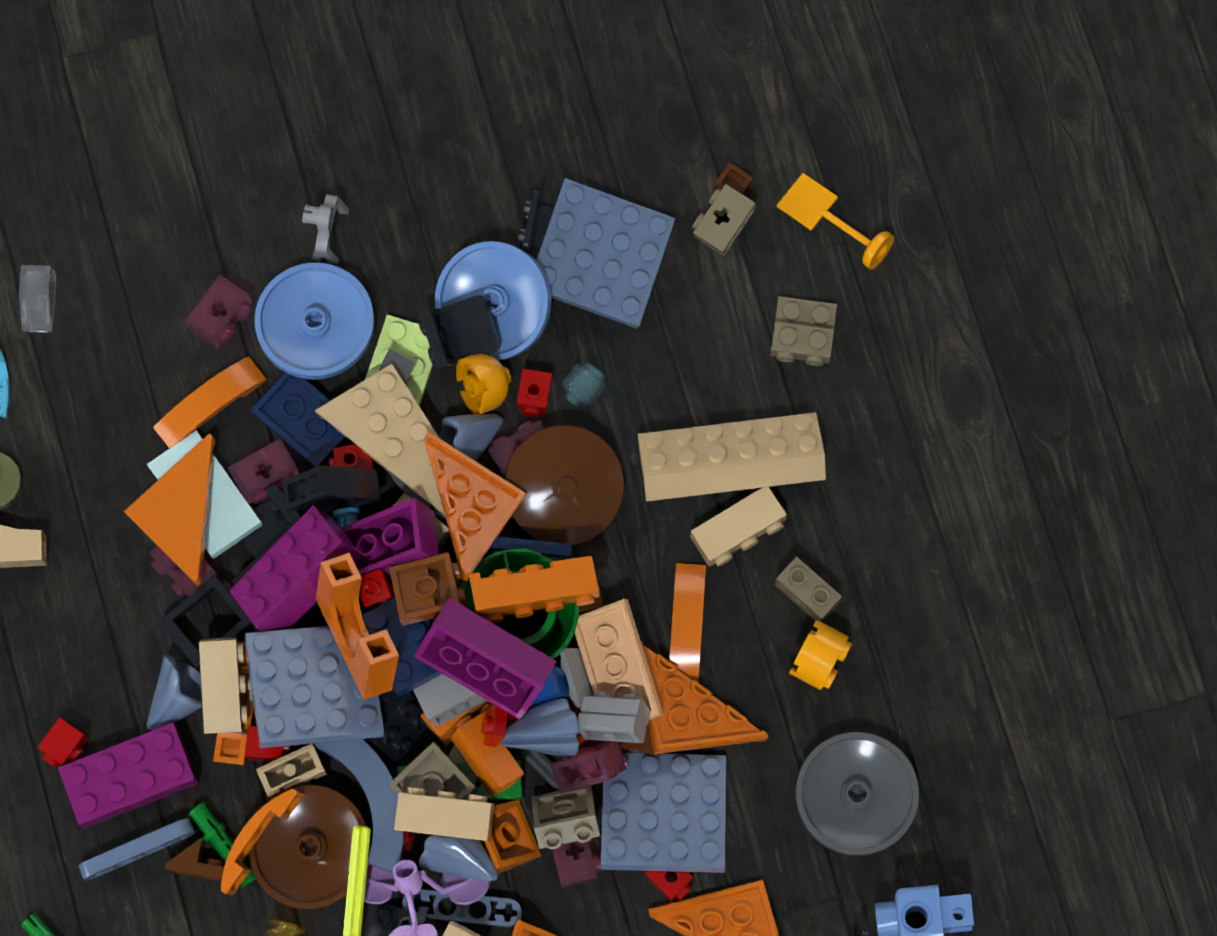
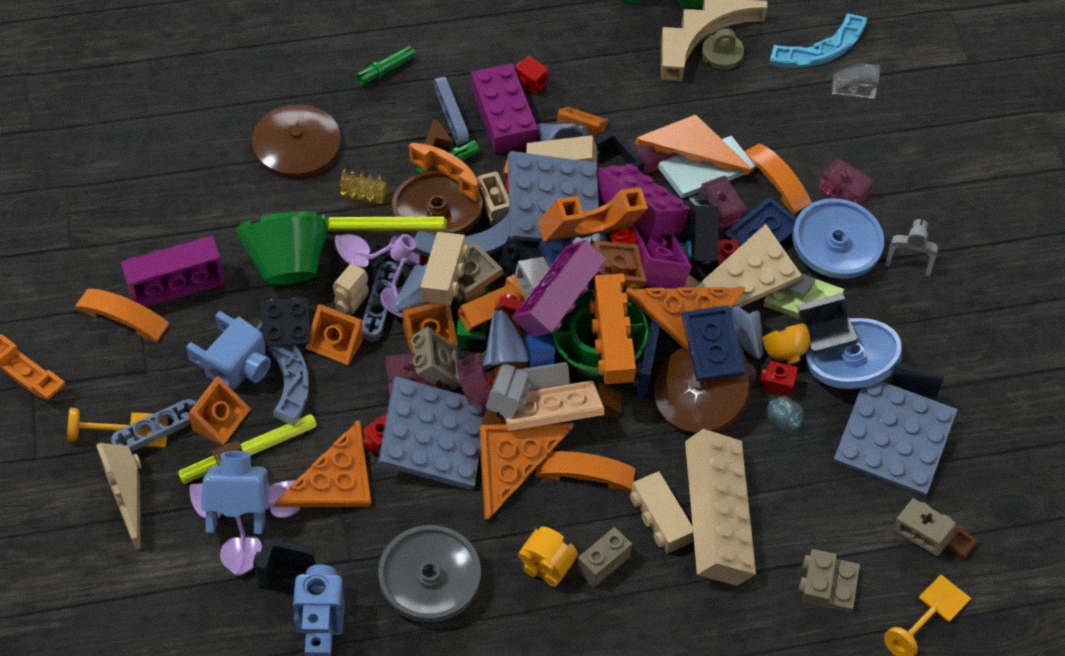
camera: 90 degrees right, 20 degrees down
(140, 665) = (594, 124): none -> orange slope
(522, 468) = (713, 343): none -> dark blue plate

